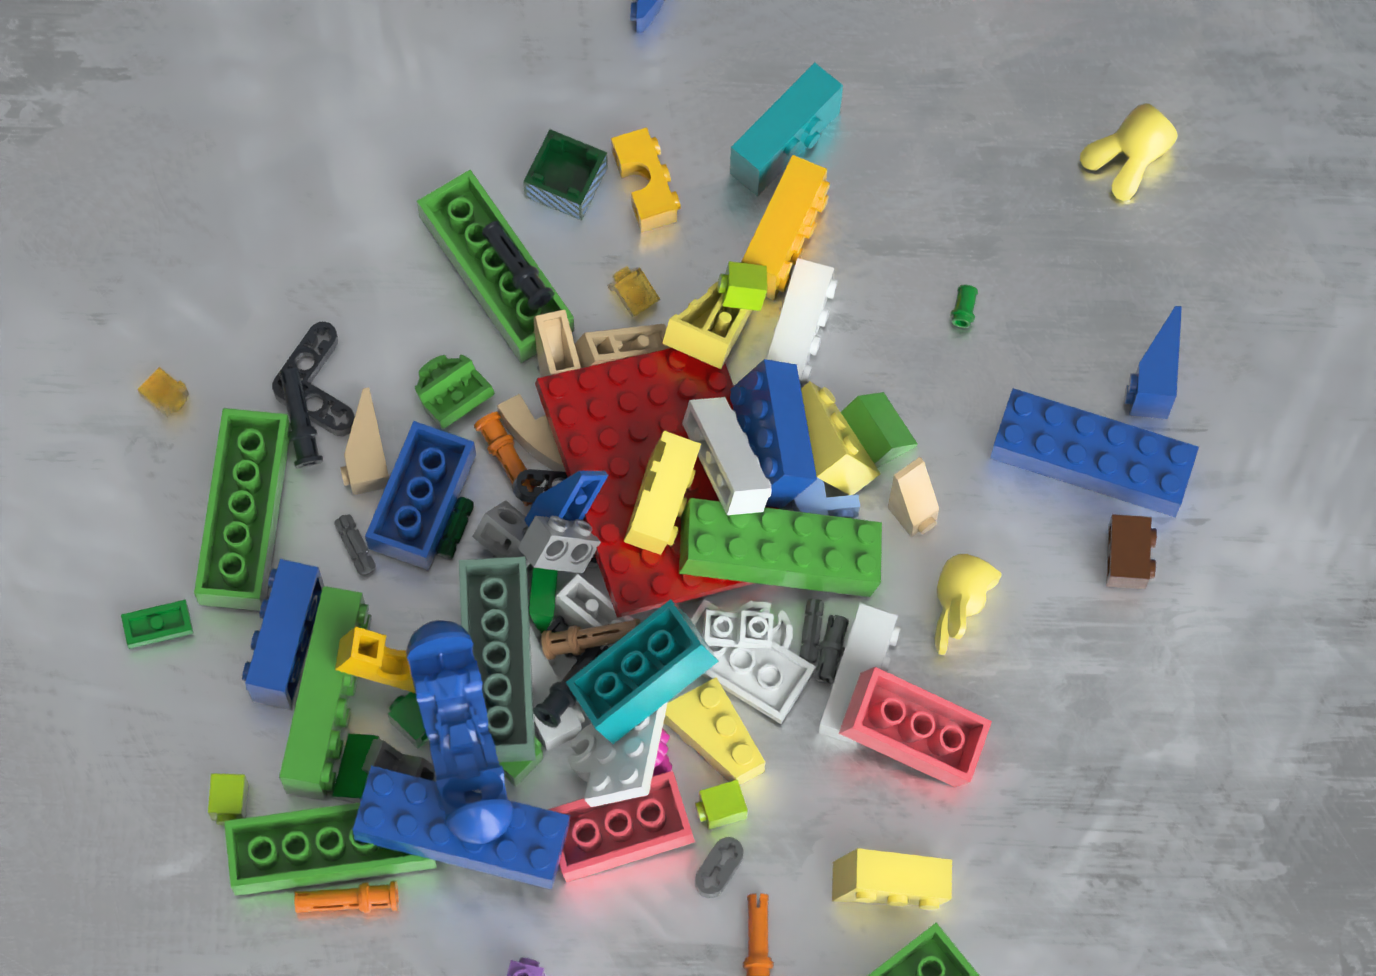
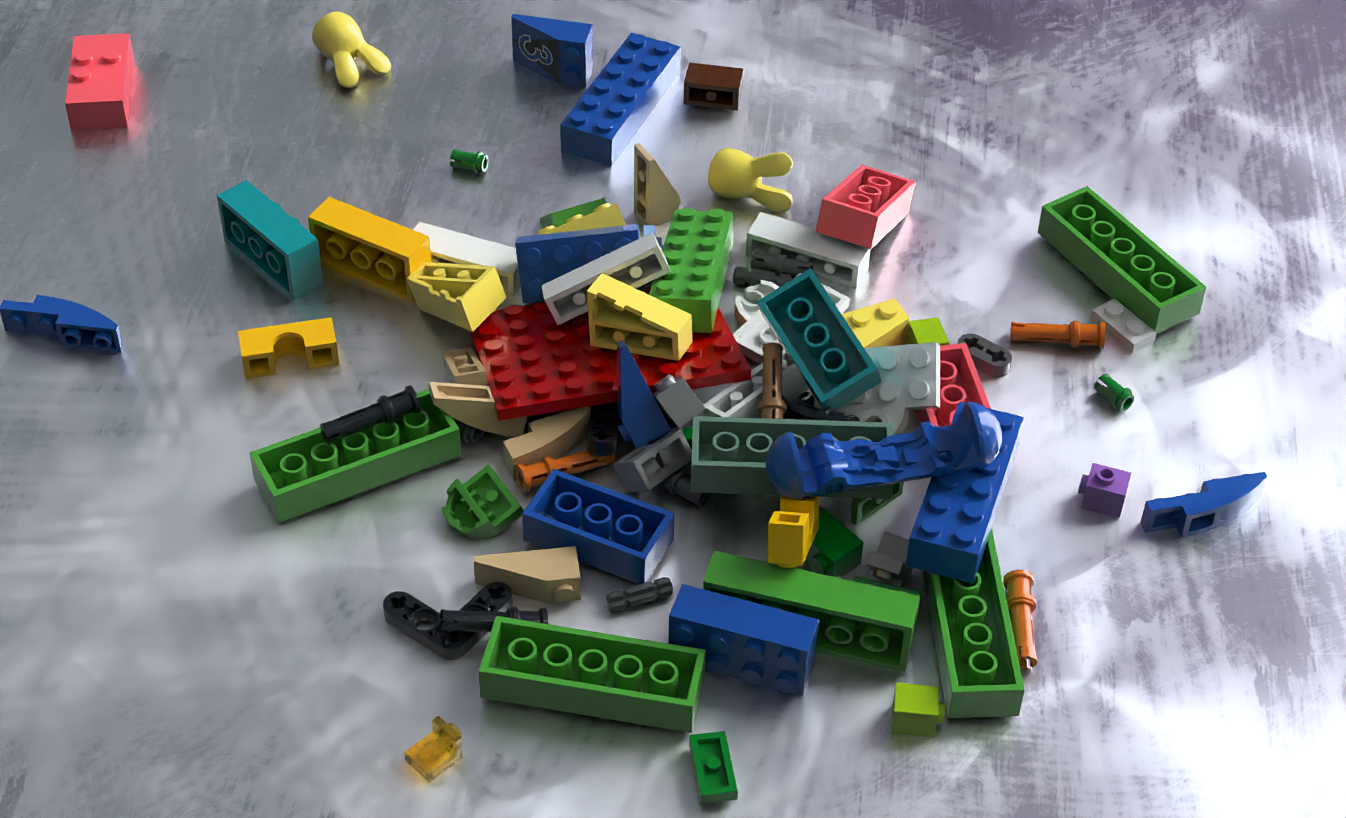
camera: 85 degrees left, 25 degrees down
(565, 174) = (267, 400): dark green container -> none
(633, 290) = (402, 362): clear yellow bracket -> none
(738, 630) = (755, 324): white slope -> none
(743, 286) = (435, 256): lime brick -> none
(892, 879) = (998, 245): light yellow wedge -> none

